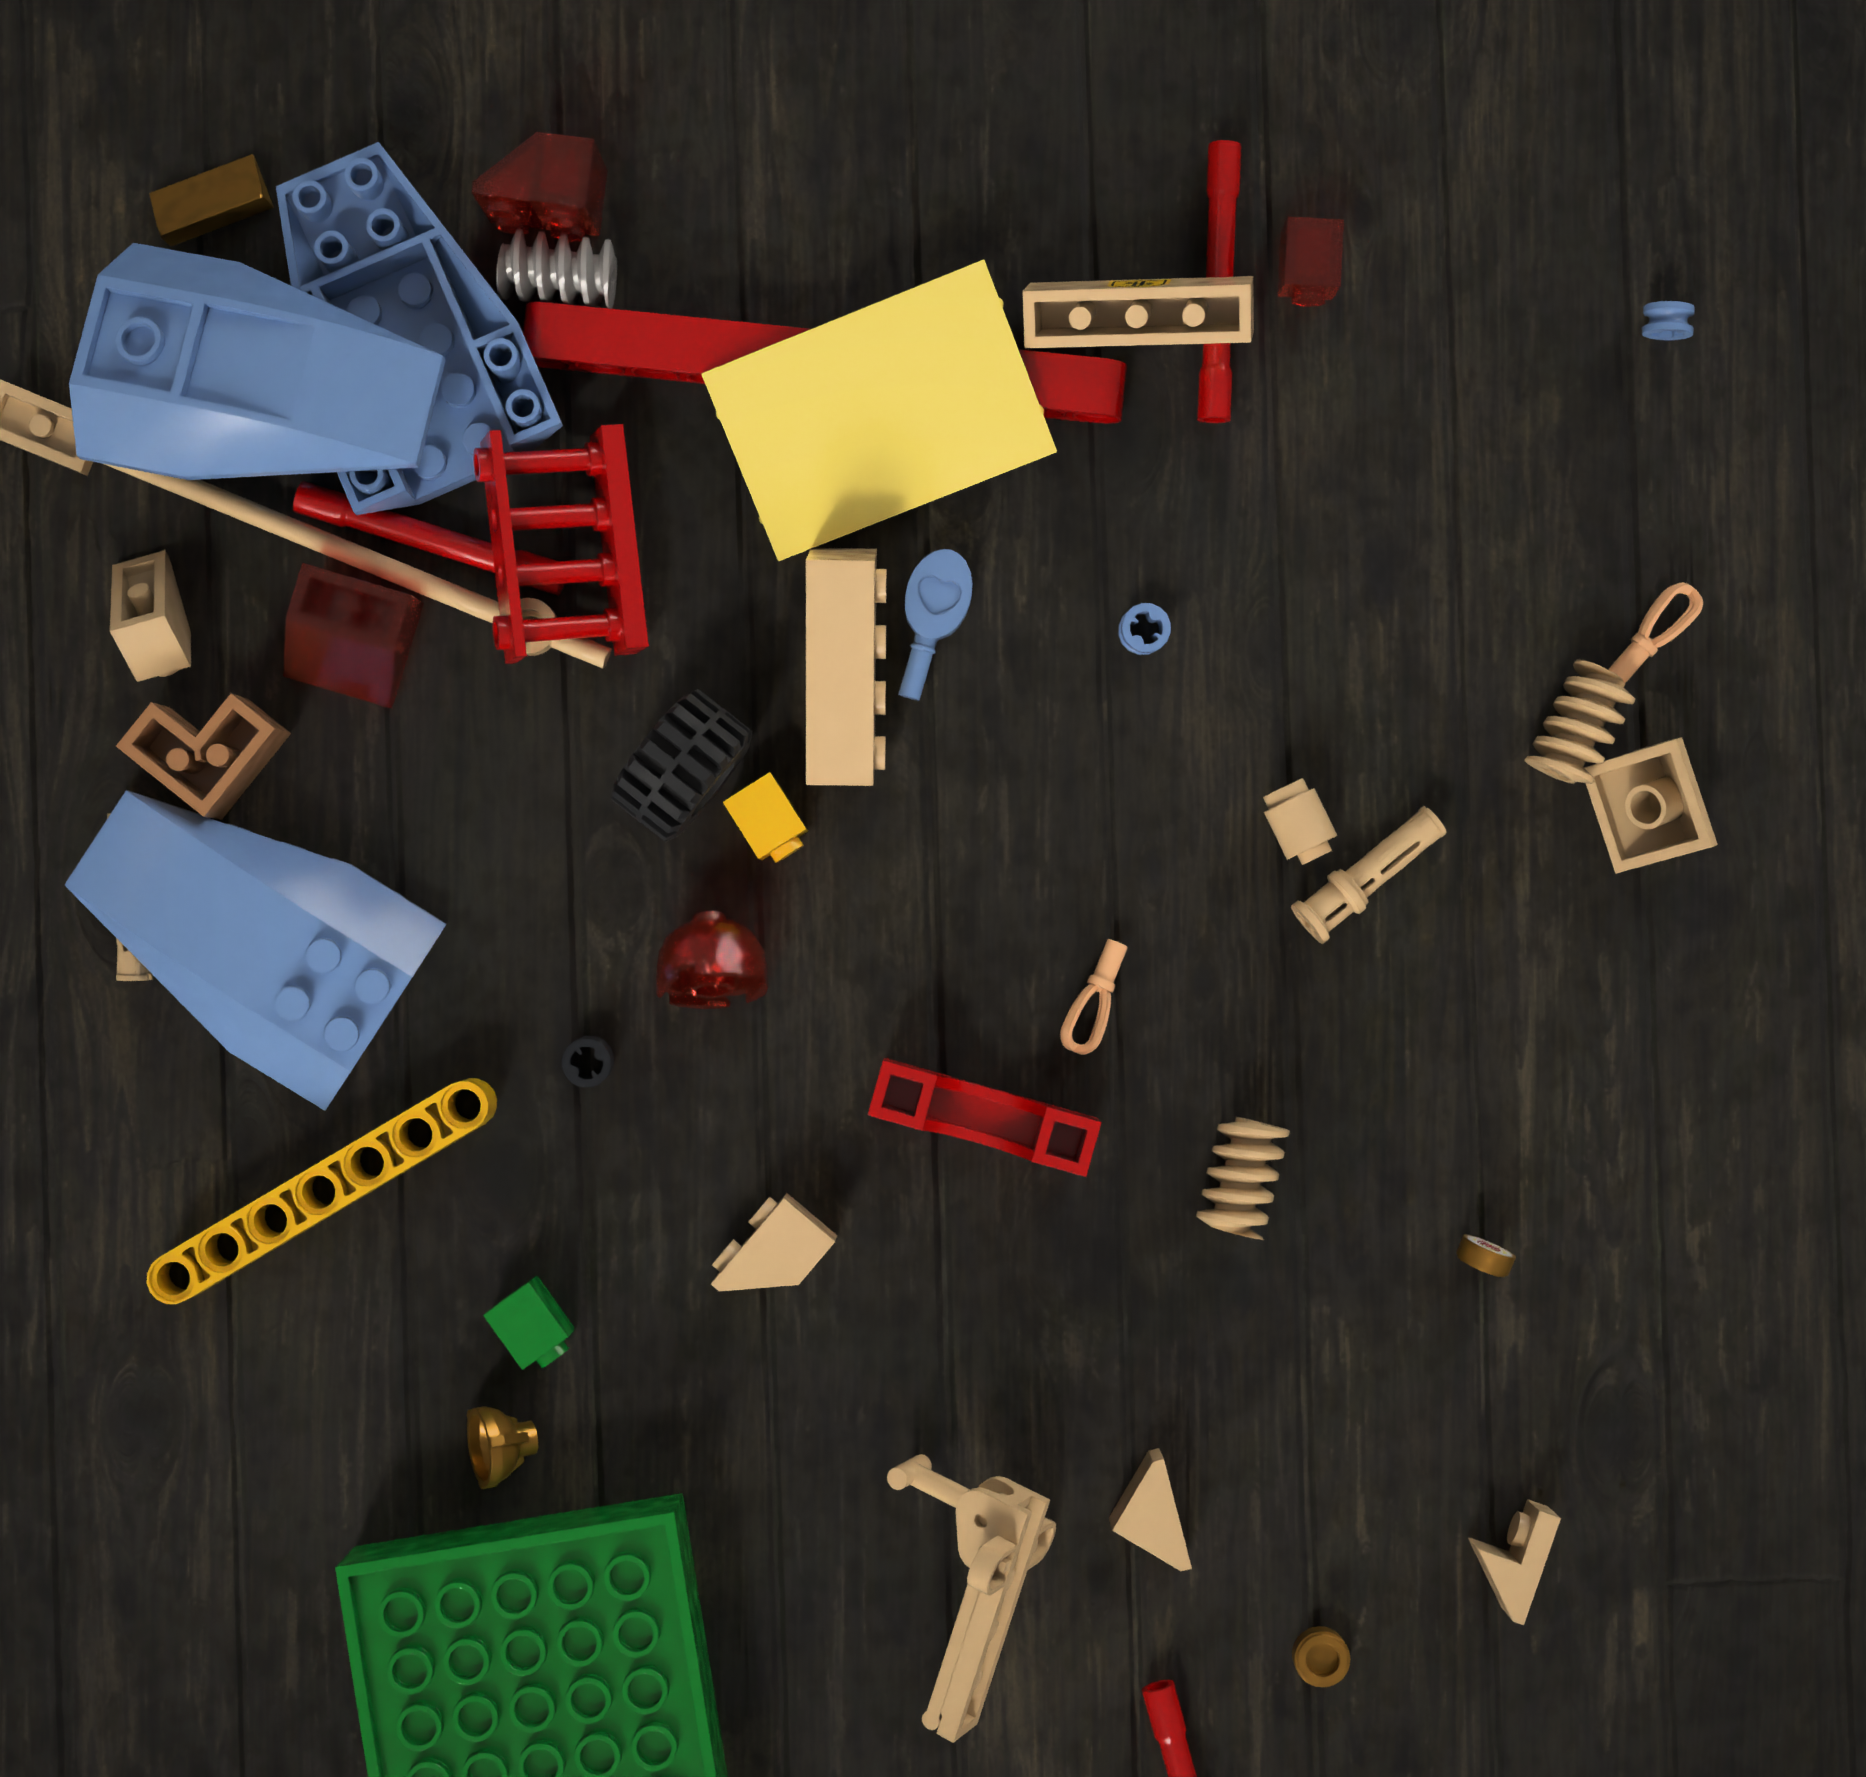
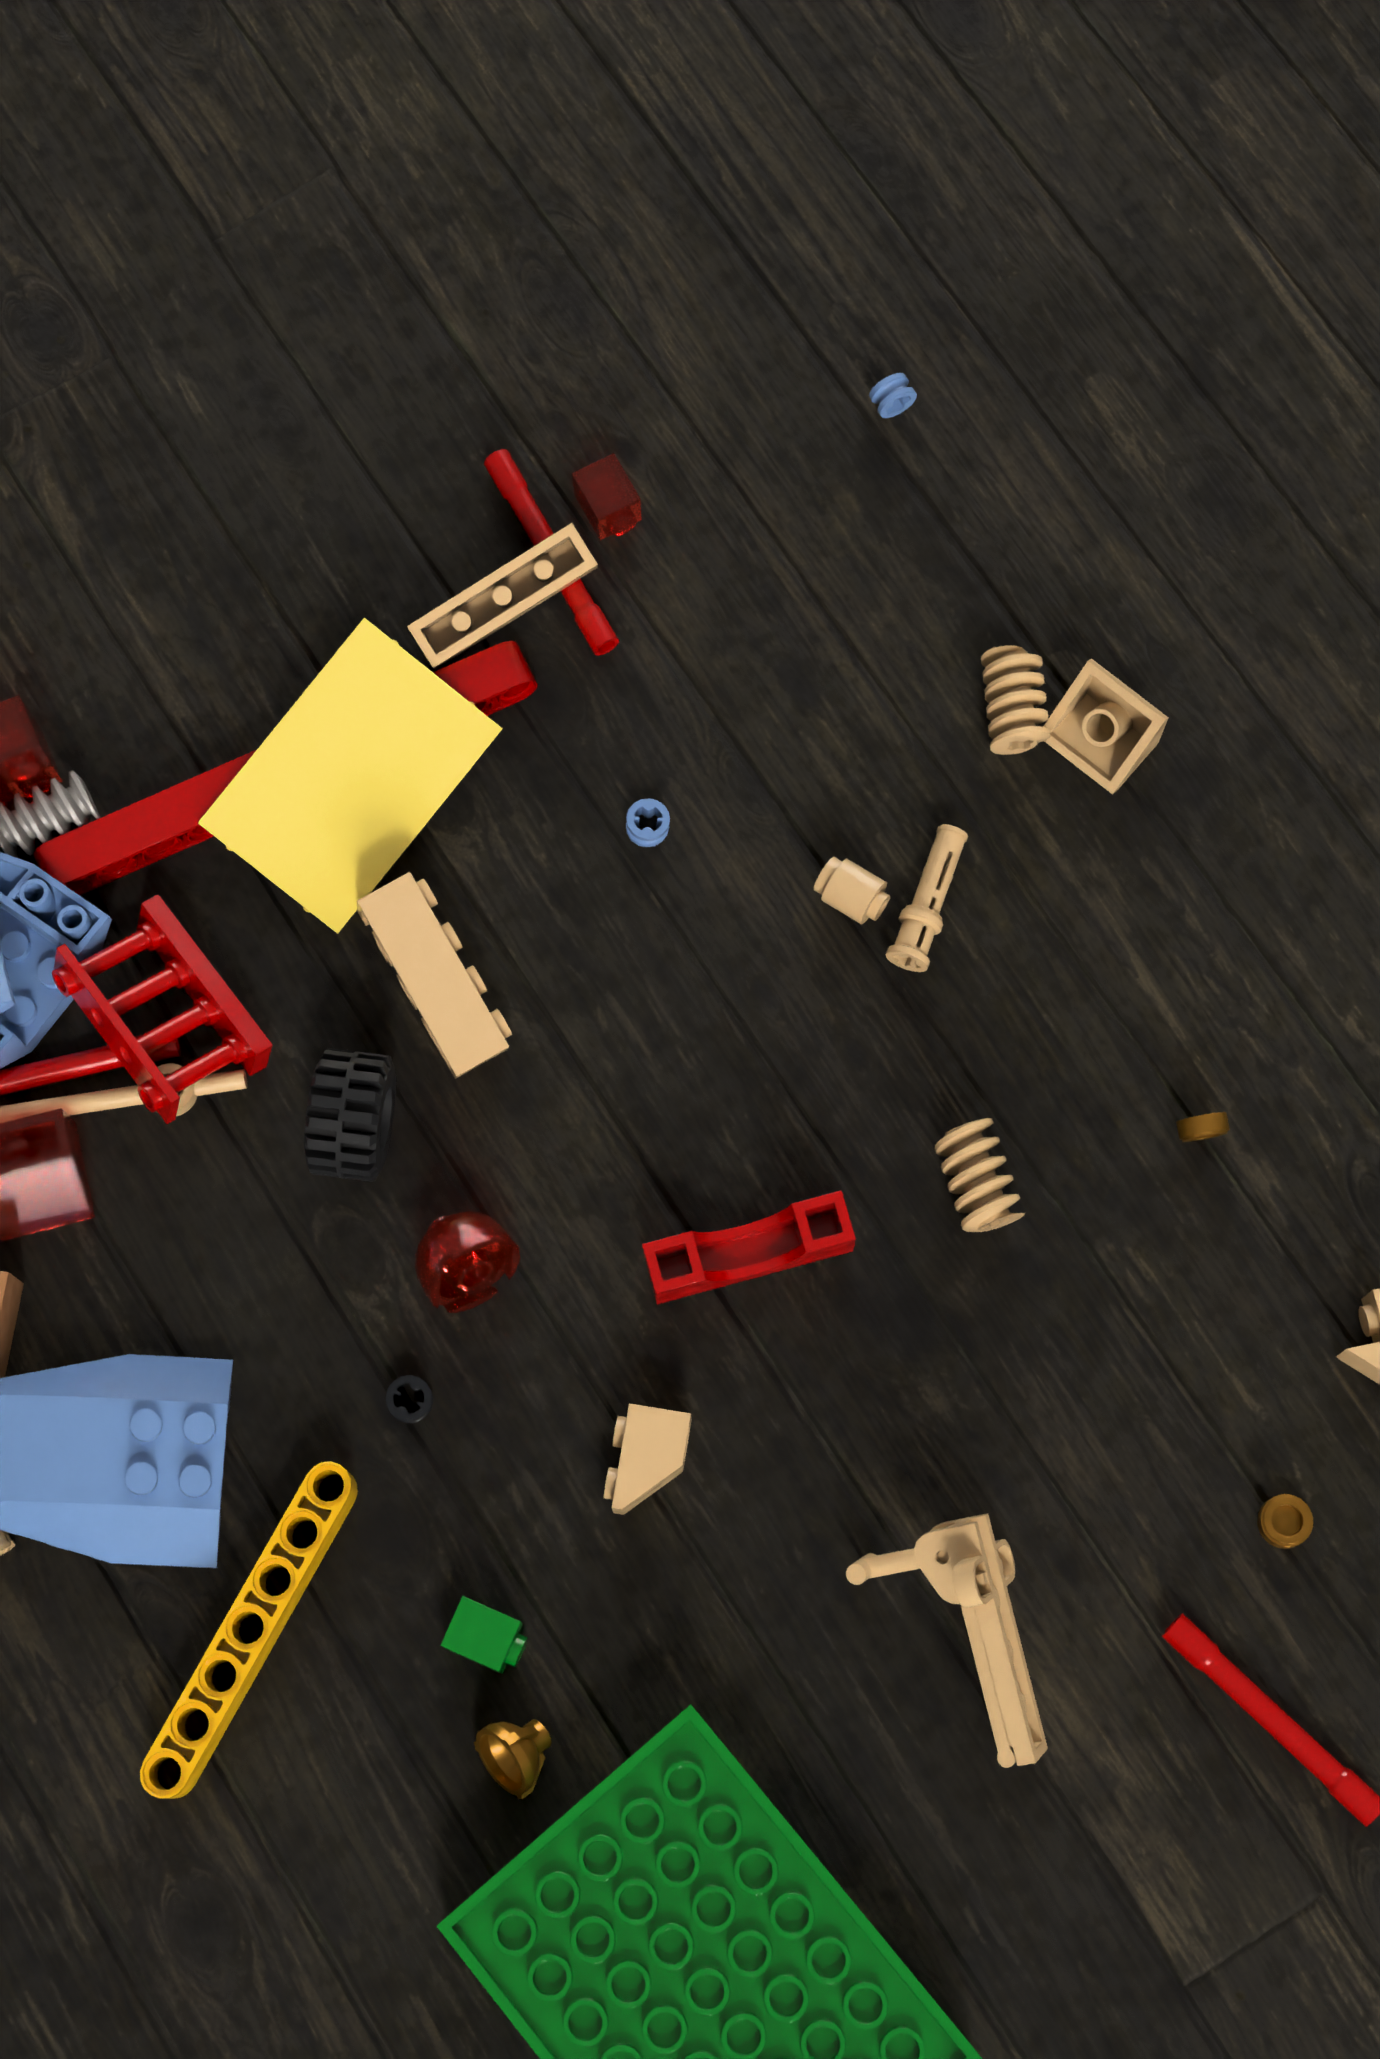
camera: 30 degrees left, 15 degrees down
(767, 819) = (441, 1124): yellow brick -> none
(934, 609) = (479, 898): medium blue piece -> none
(1102, 982) = (777, 1098): light nougat piece -> none
(1149, 1513) = (1077, 1483): tan slope -> none
(1642, 645) = (1022, 623): light nougat piece -> none

